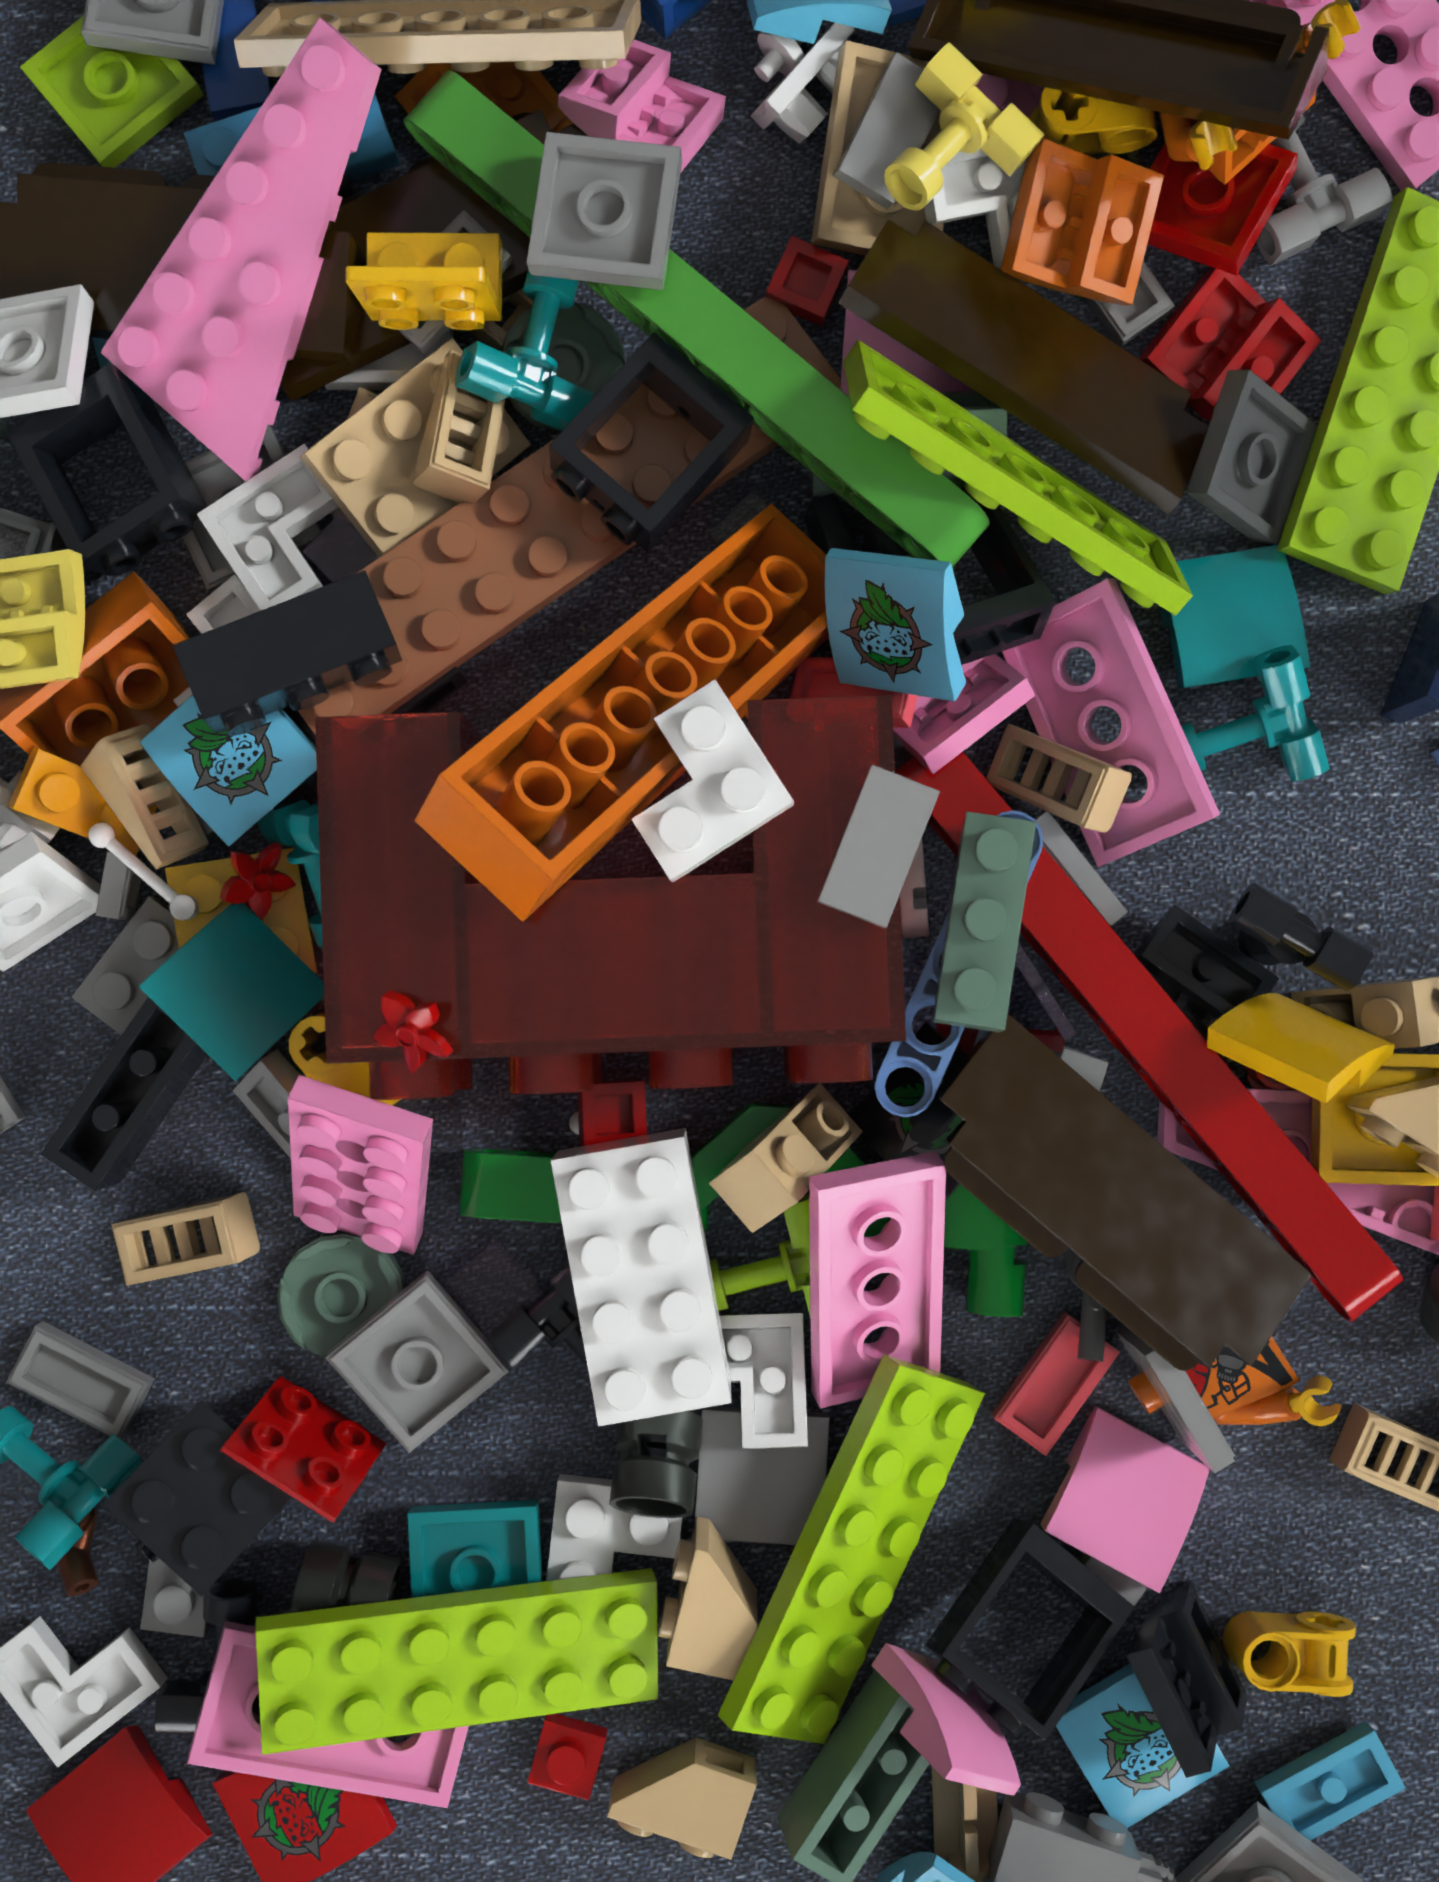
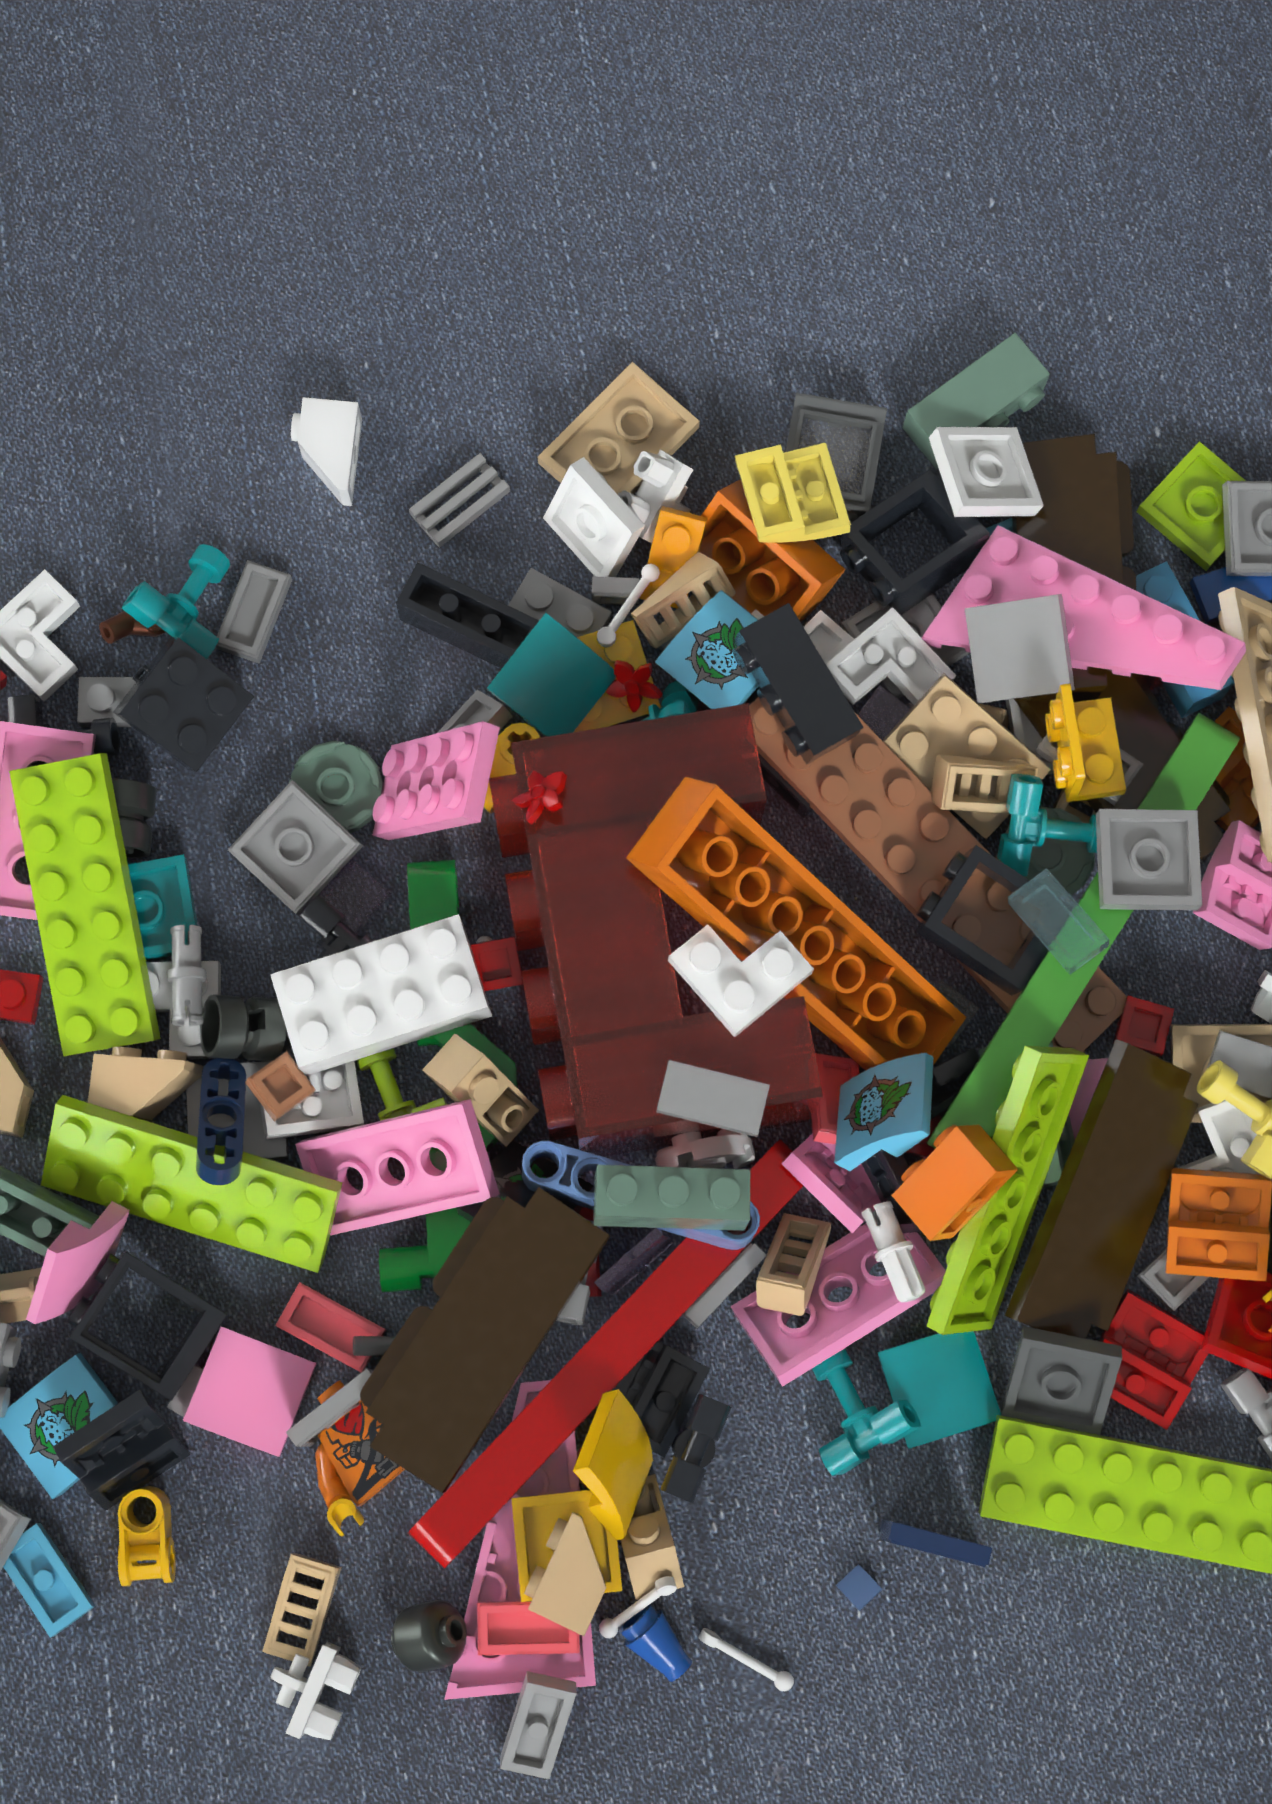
camera: 80 degrees right, 10 degrees down
(225, 1228) = (377, 697): tan slope -> none
(281, 341) = (1019, 648): none -> light grey tile
(304, 1448) = (226, 775): red hinge -> none
(576, 1530) = (186, 975): none -> light grey pin
(673, 347) = (1058, 921): none -> clear light blue tile
(746, 1424) = (280, 1086): none -> nougat tile
(808, 1499) = (230, 1136): none -> dark blue beam
(1013, 540) = (953, 1181): none -> orange brick
(1075, 642) = (894, 1252): none -> white axle

